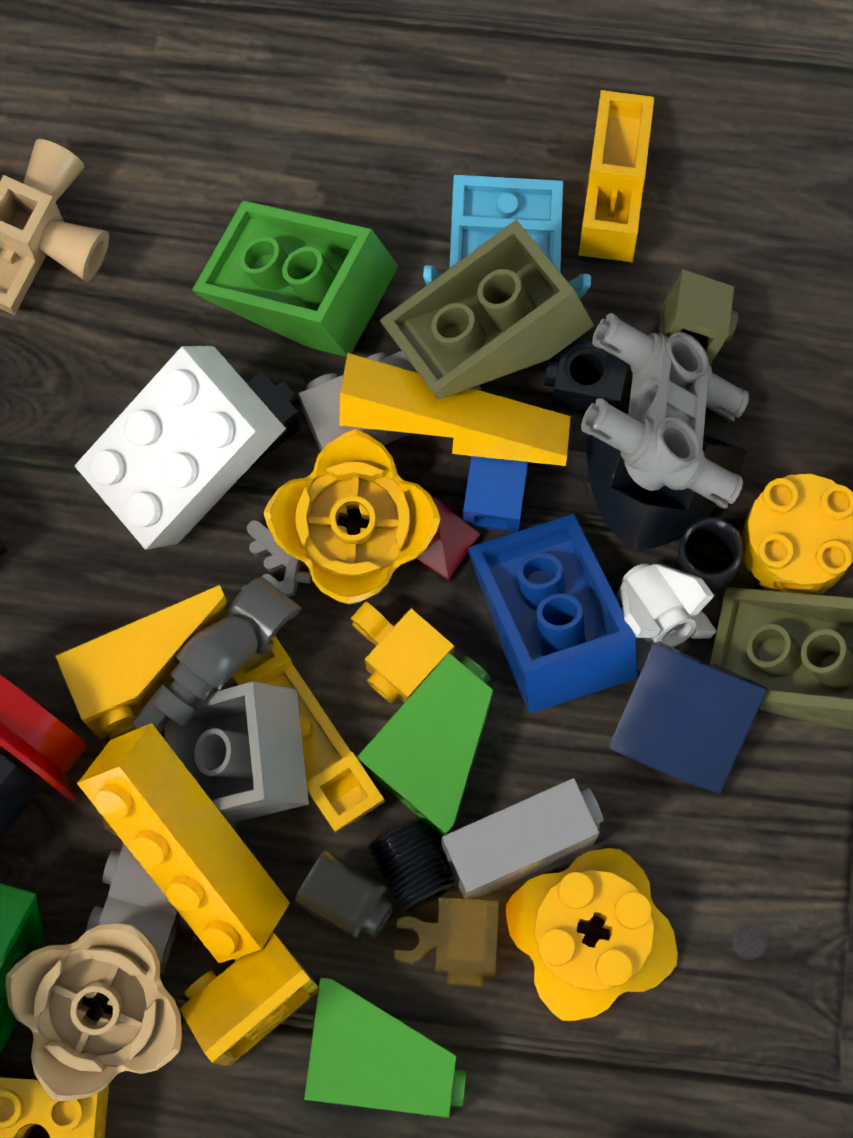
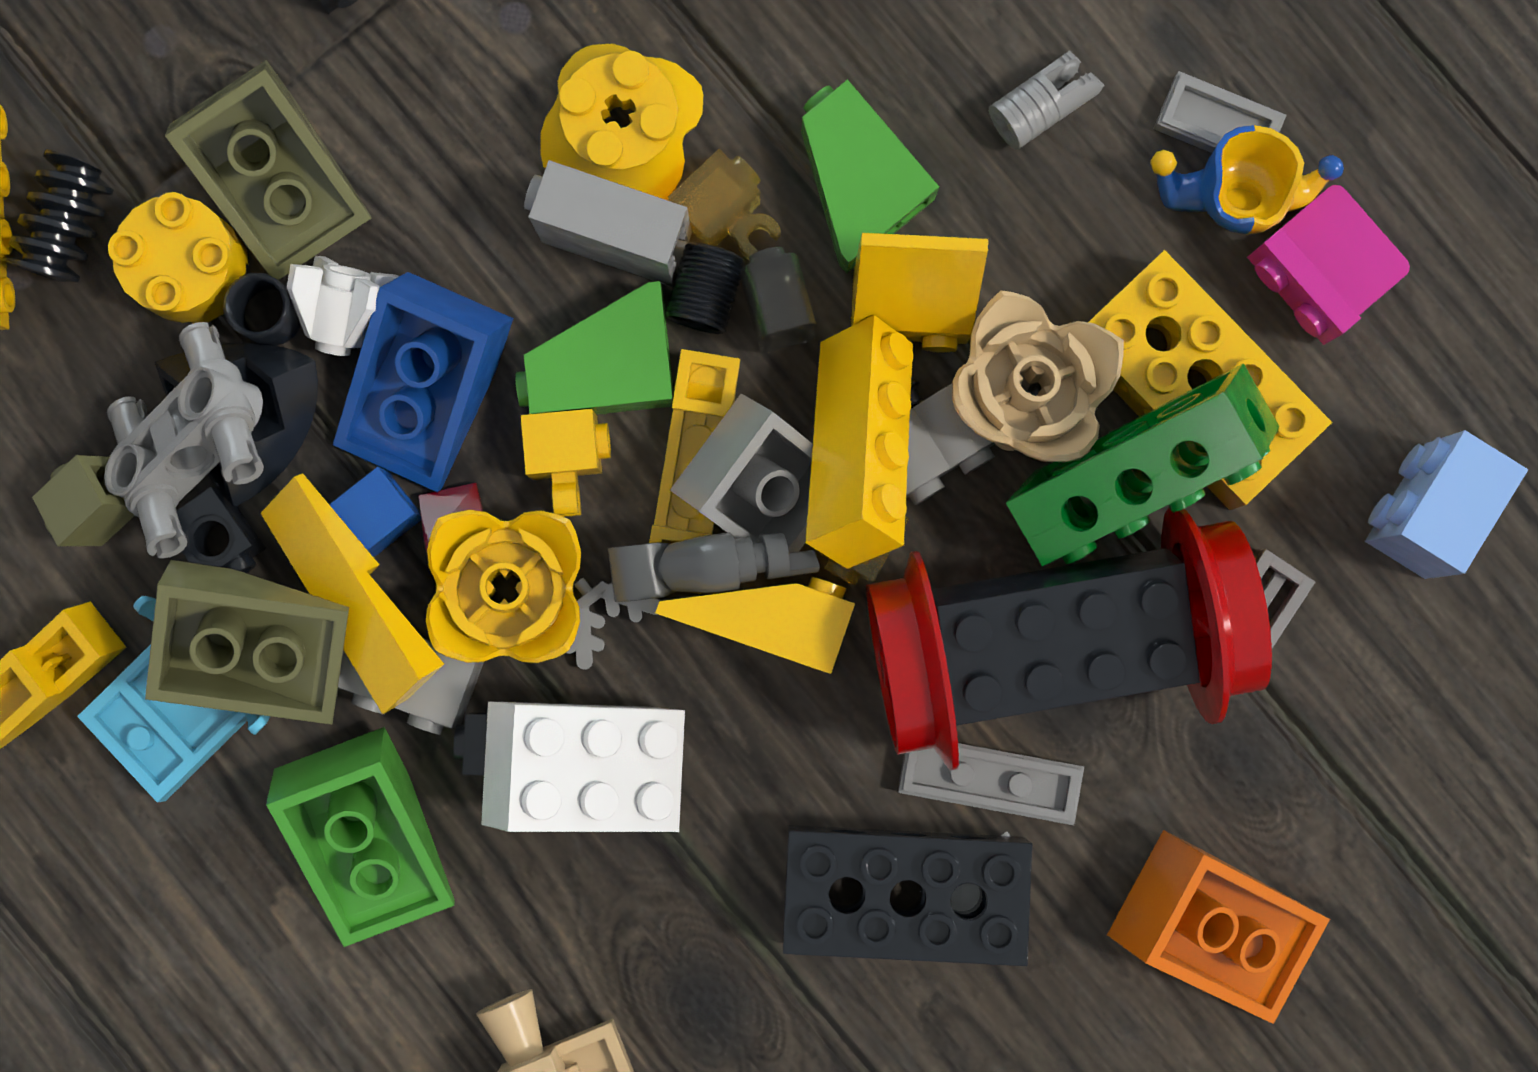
camera: 140 degrees left, 10 degrees up
(687, 718) = (400, 204): dark blue slope -> none

